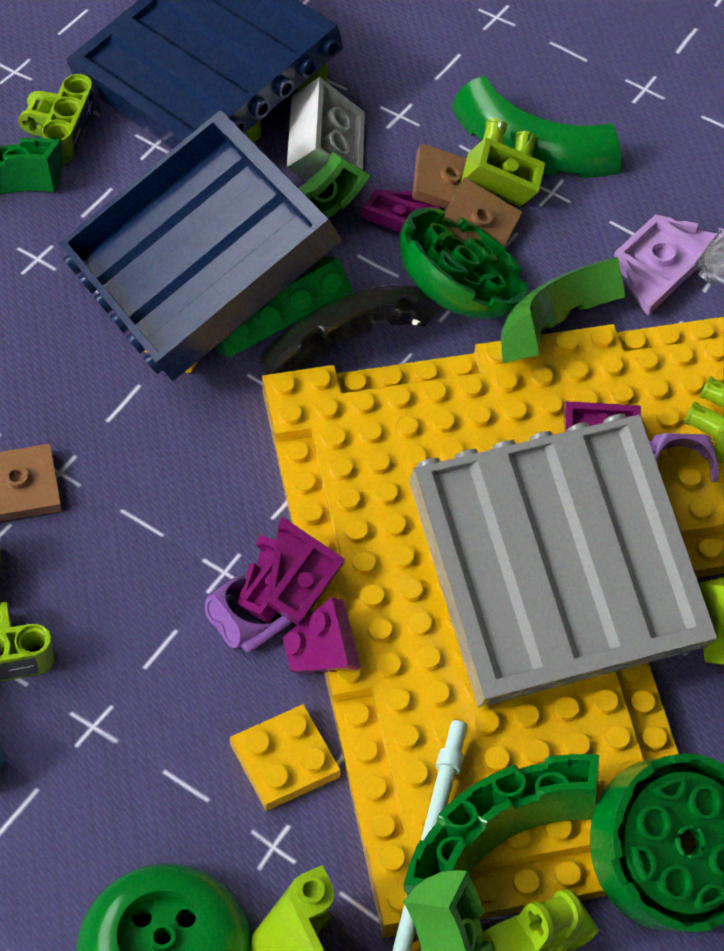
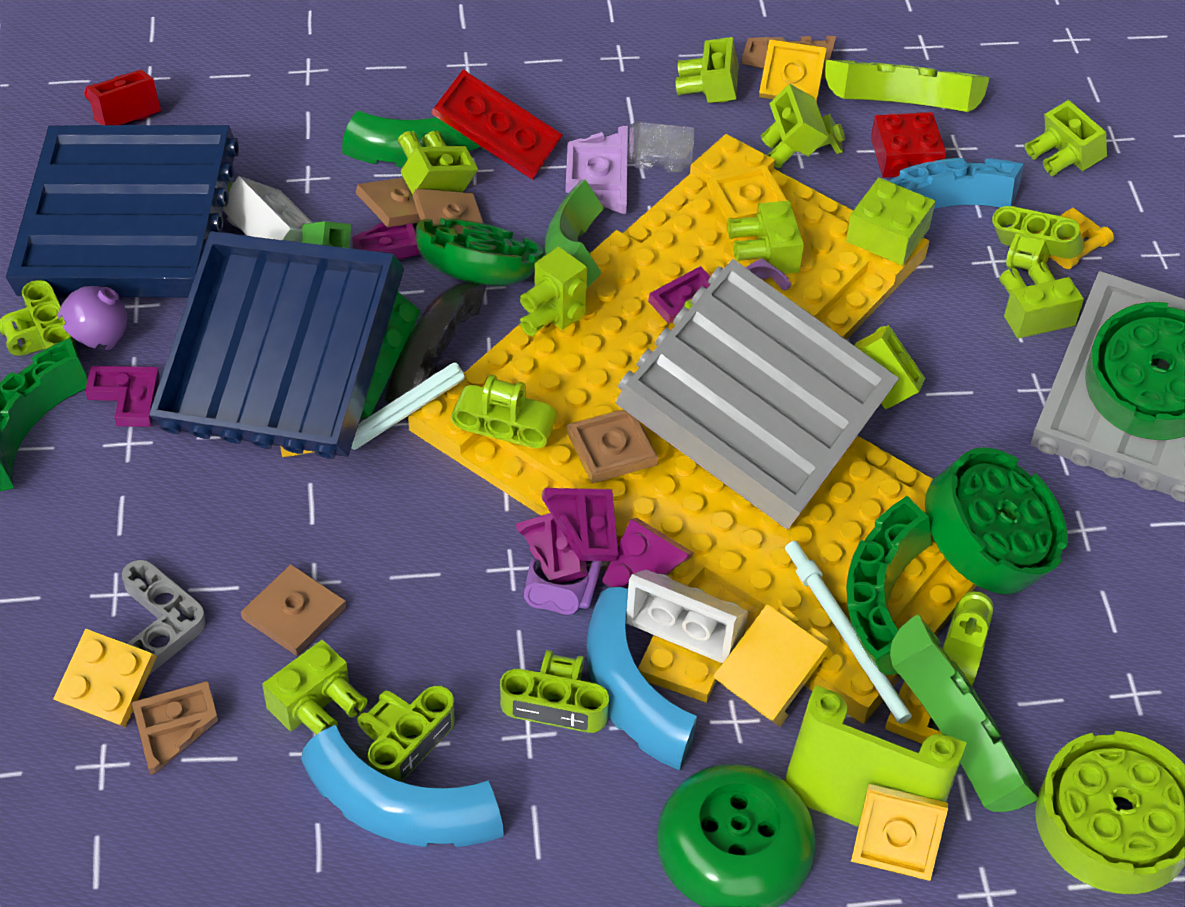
camera: 40 degrees left, 5 degrees down
(72, 208) = (129, 386): none -> magenta plate
(98, 134) = (94, 316): none -> medium lavender cylinder
(154, 692) = (556, 680): none -> lime beam
(231, 693) = (633, 703): none -> dark azure brick
(262, 367) = (407, 404): none -> light aqua axle
(303, 716) = (684, 615): none -> white slope
(326, 430) = (504, 413): none -> lime beam
(336, 817) = (773, 662): none -> yellow panel
(387, 521) = (611, 445): none -> medium nougat plate
(479, 343) = (557, 292): none -> lime brick
(600, 159) = (497, 124): none -> red tile

